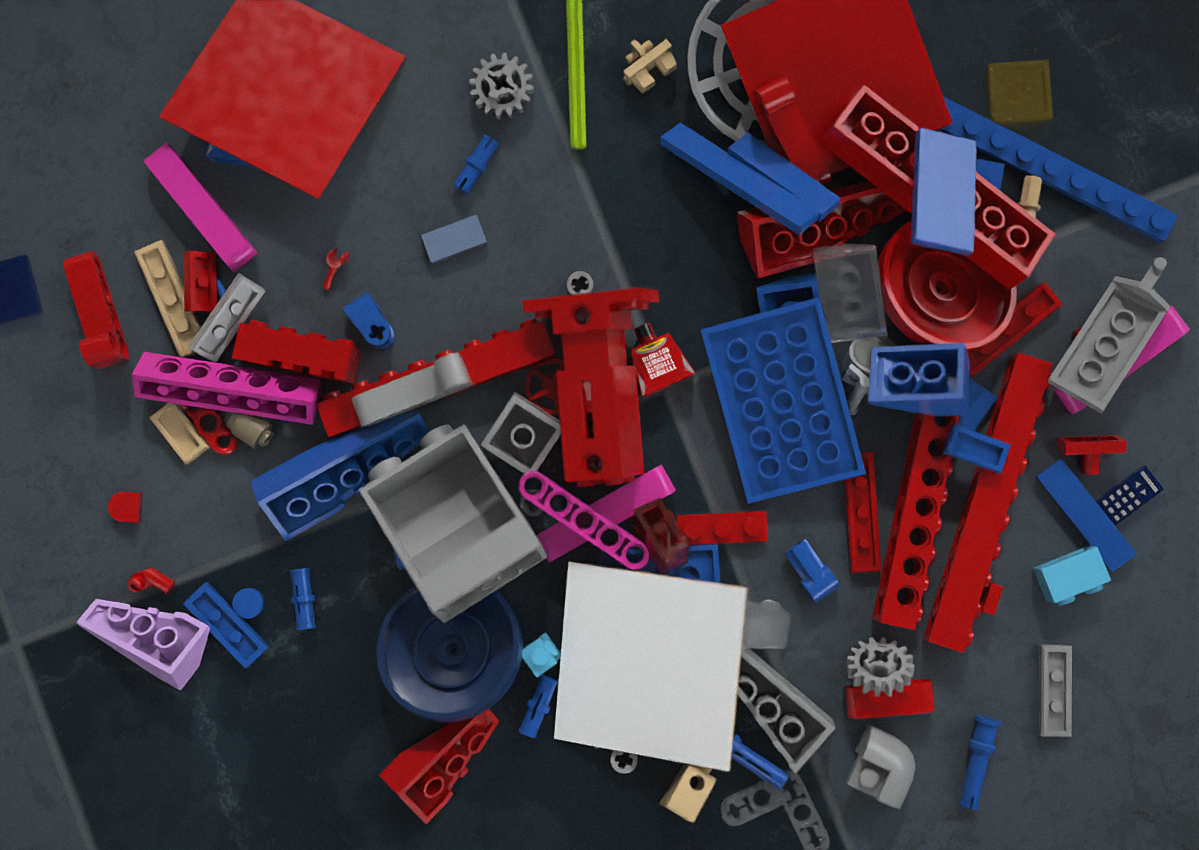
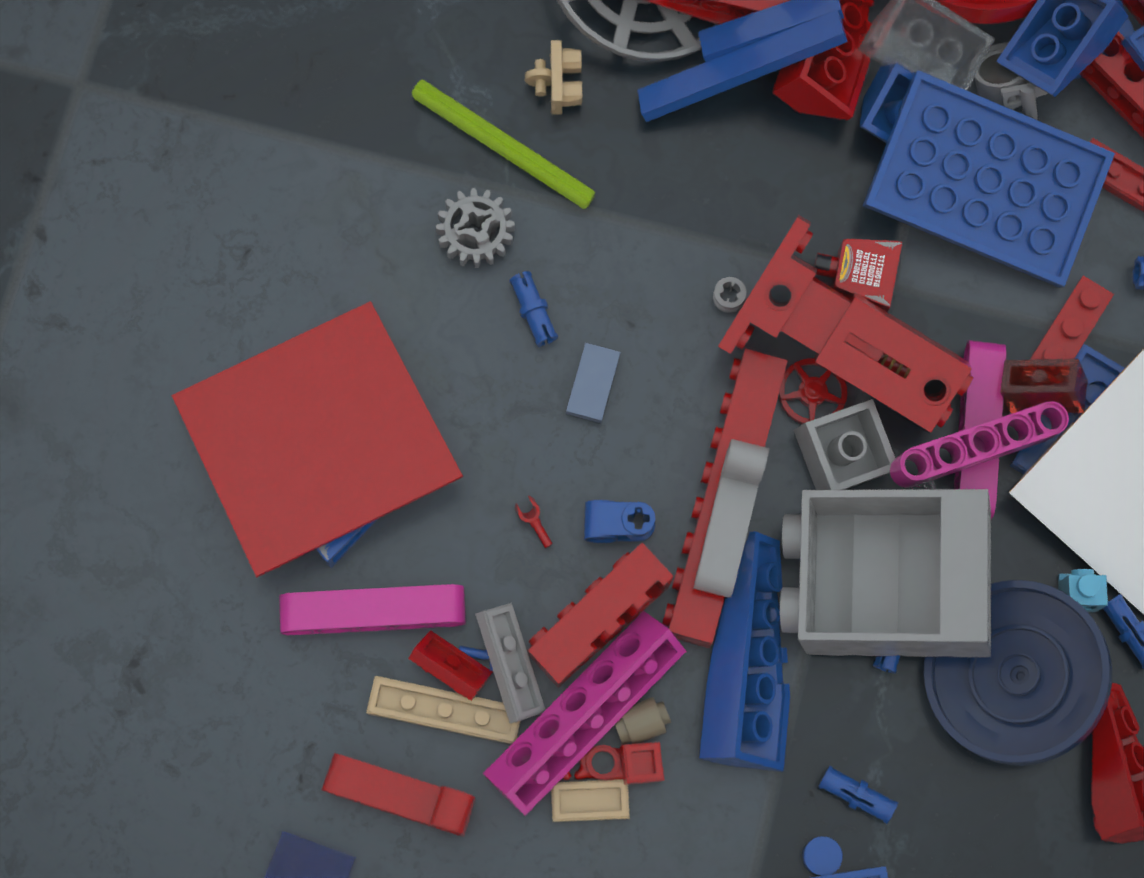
camera: 65 degrees left, 10 degrees down
(222, 447) = (641, 763): none -> red tile

